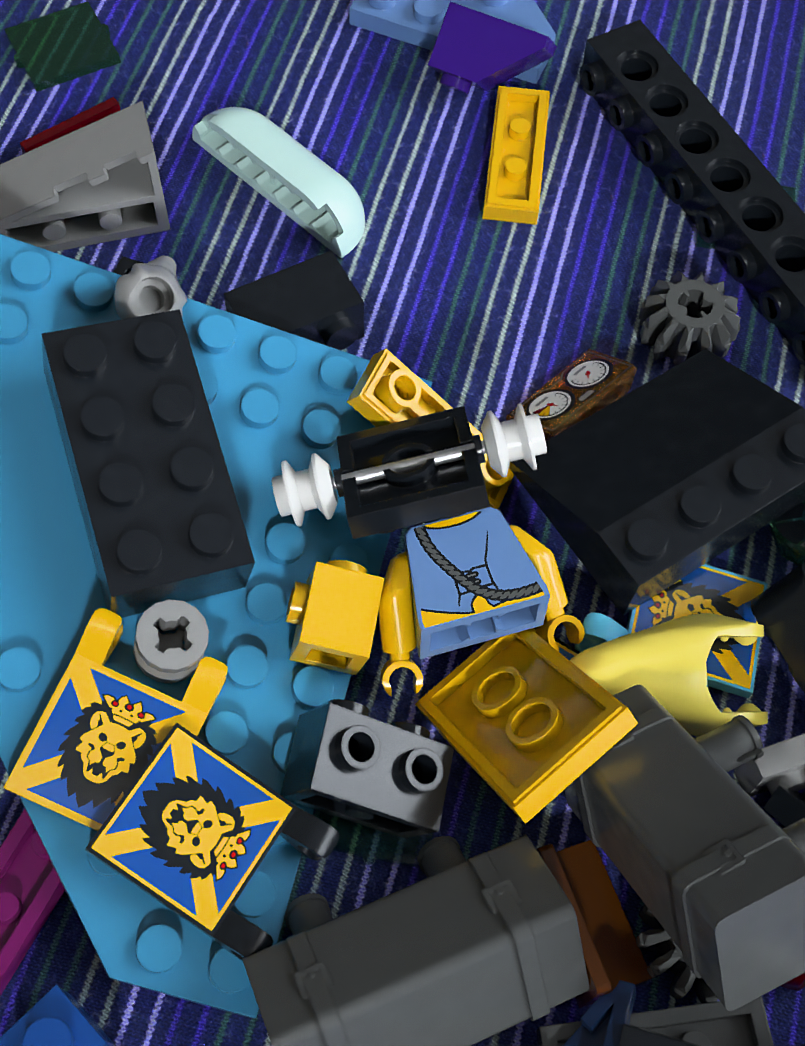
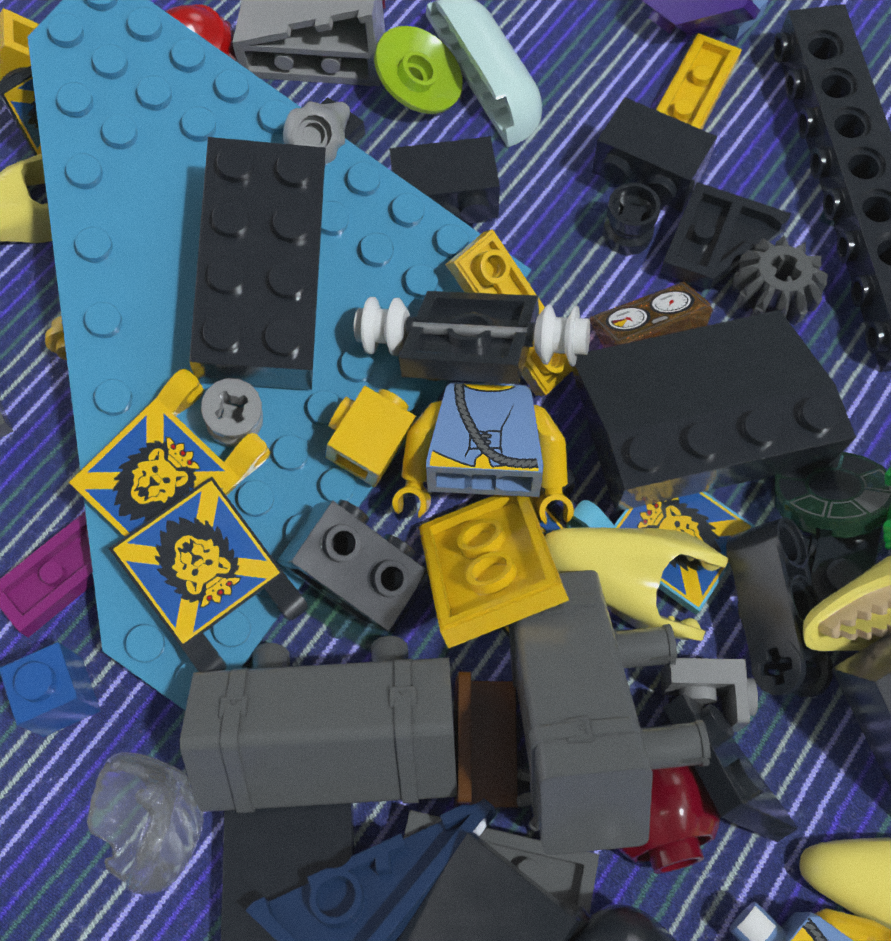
camera: 25 degrees right, 5 degrees up
(214, 200) = (418, 69): none -> lime dish
(507, 223) = (653, 151): none -> black brick
(510, 298) = (631, 218): none -> black wheel
(605, 290) = (717, 233): none -> black wing

